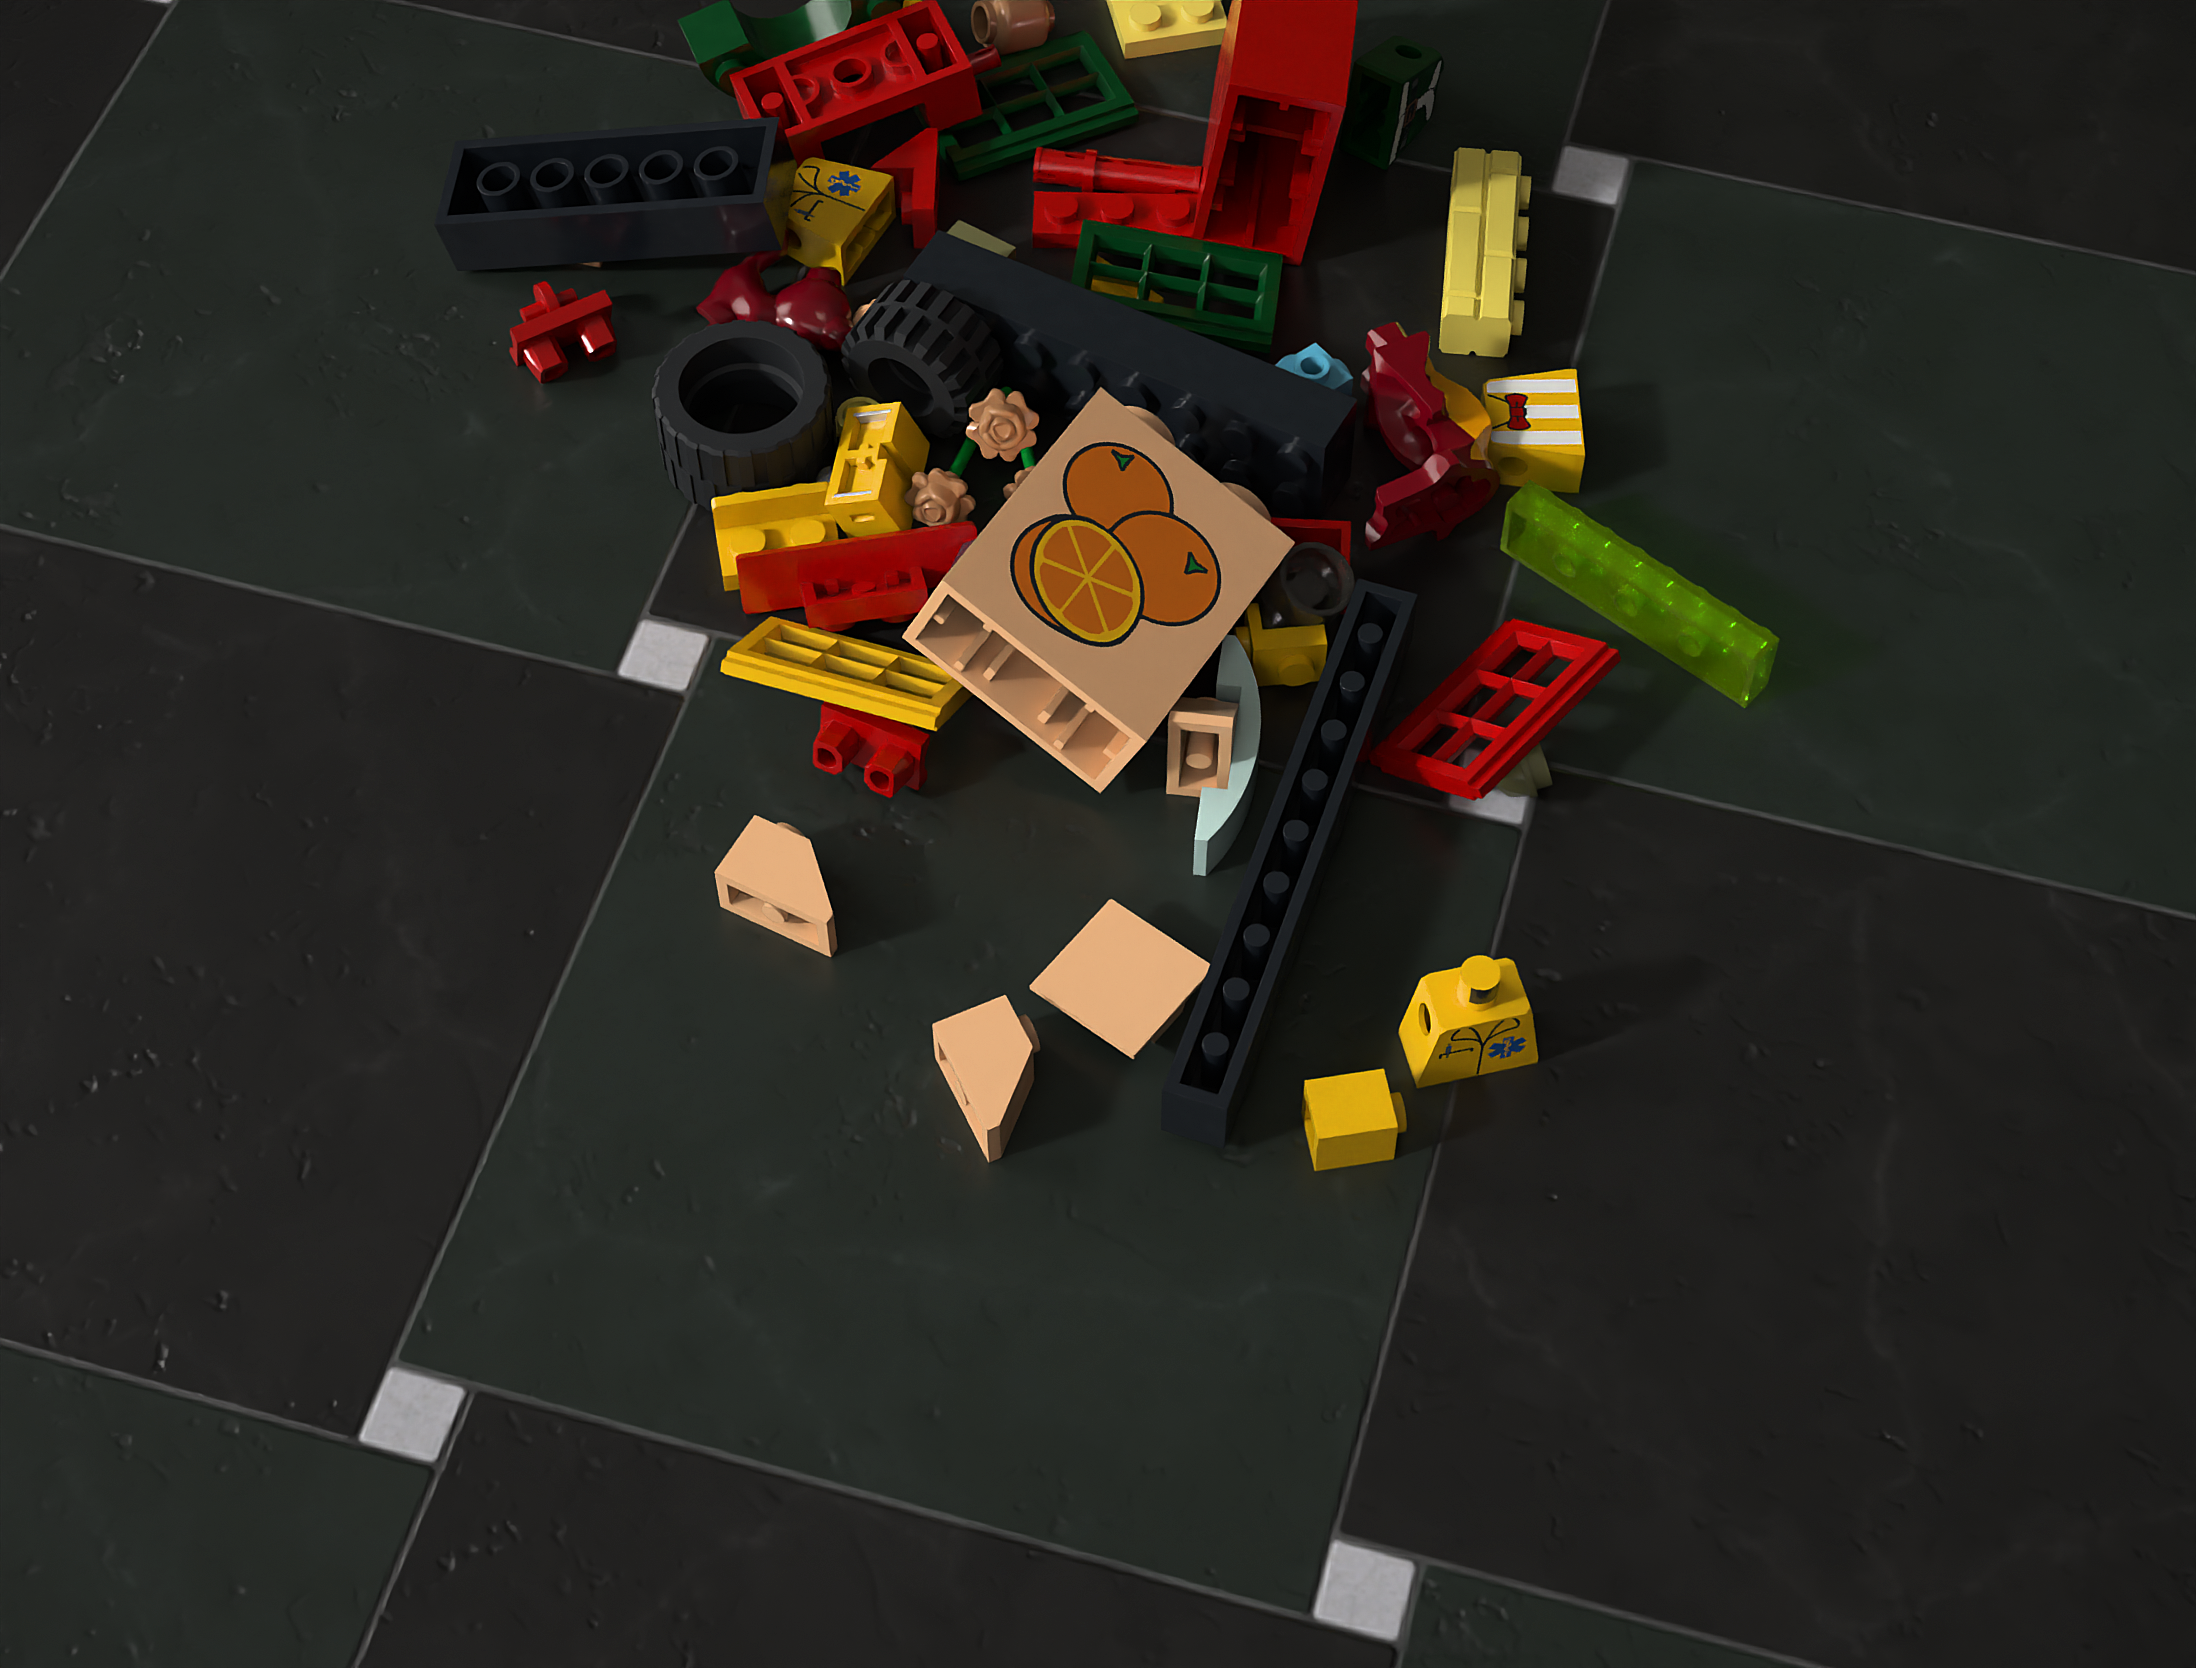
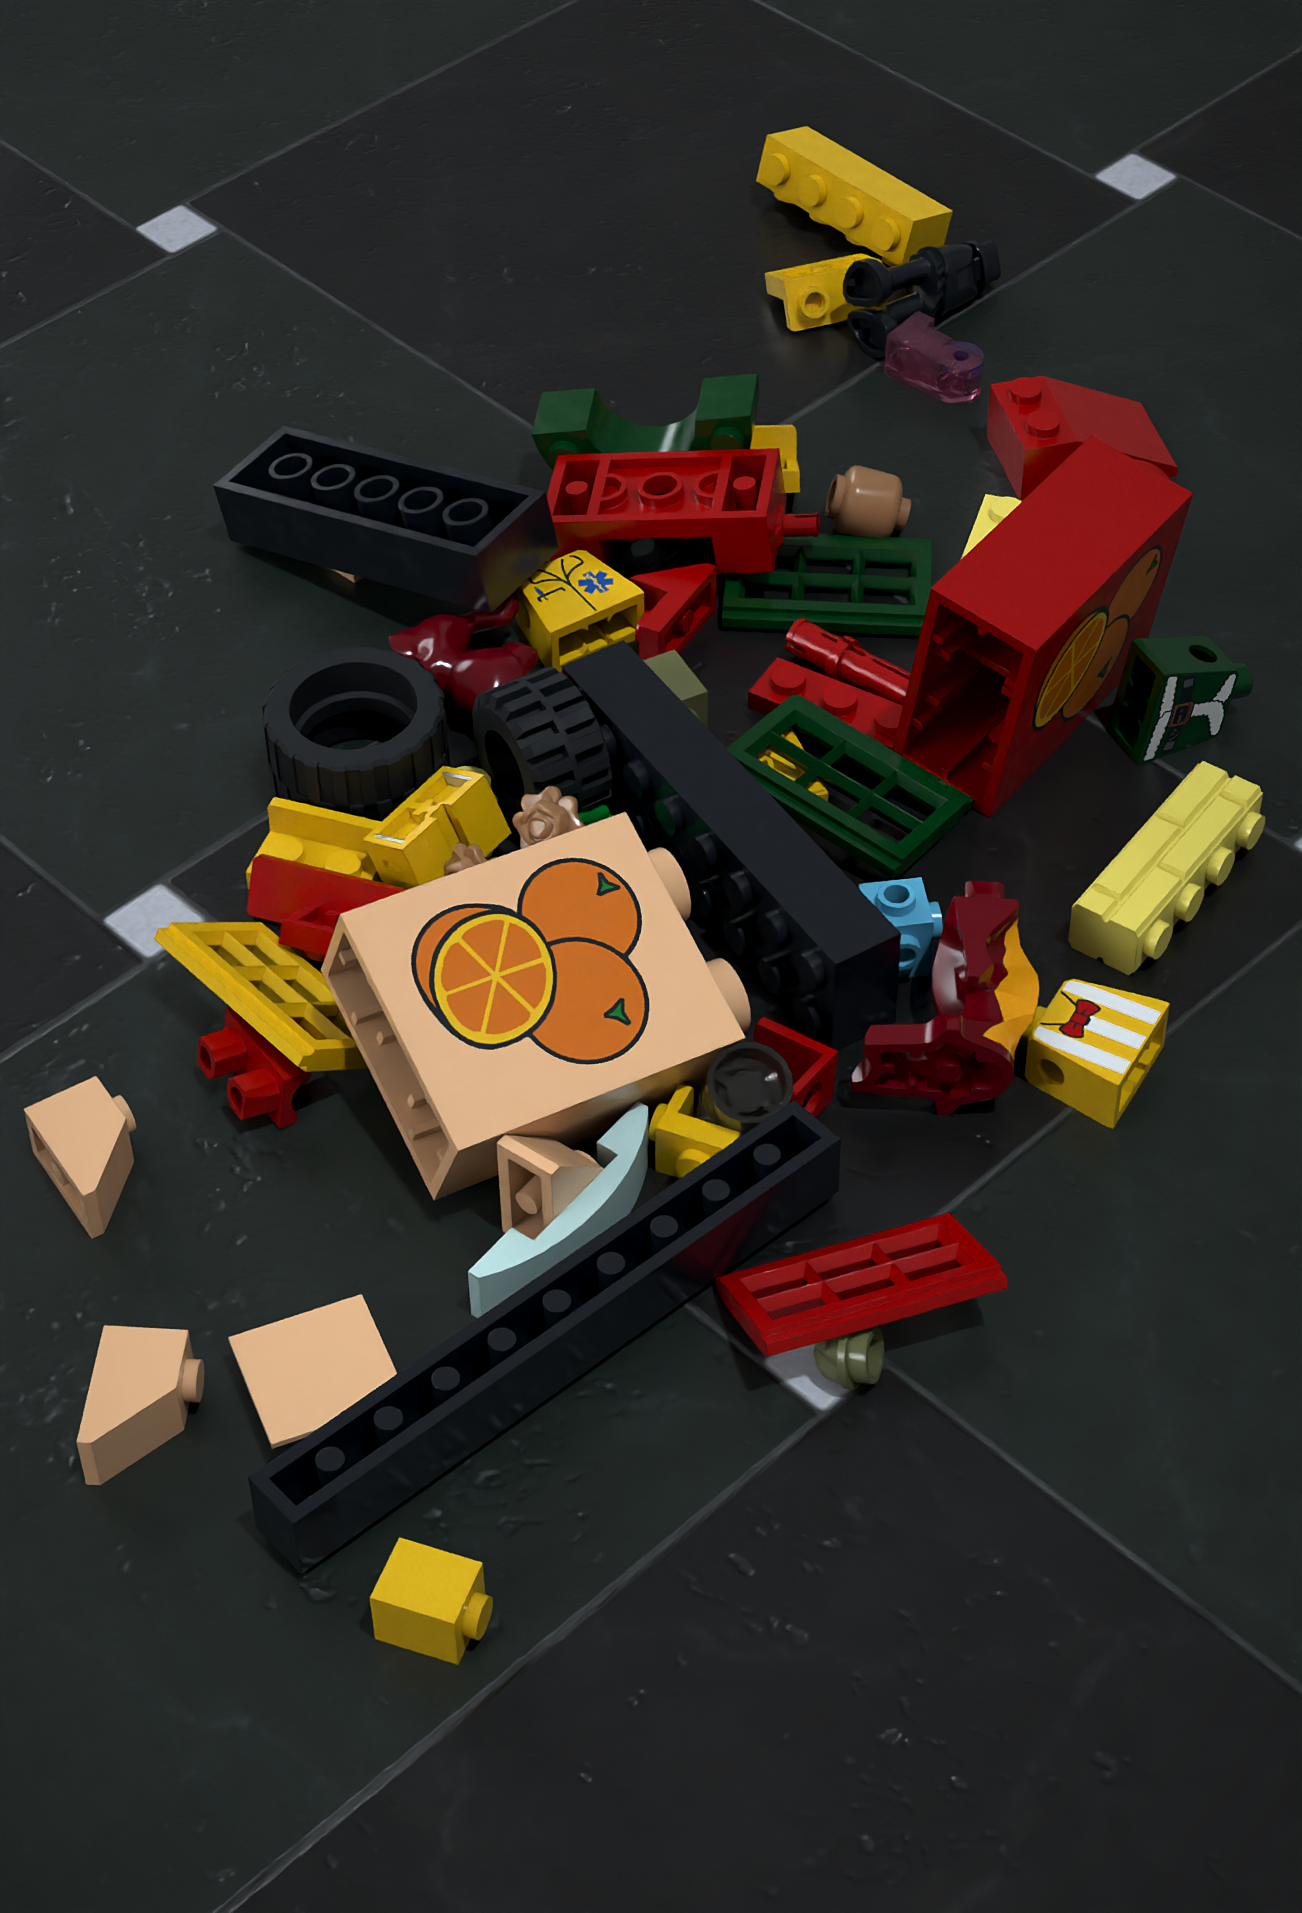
camera: 30 degrees right, 10 degrees down
(558, 322) = (269, 611): red hips -> none
(1468, 1022) = (612, 1564): yellow torso -> none
(1638, 593) = (1089, 1243): clear neon green piece -> none

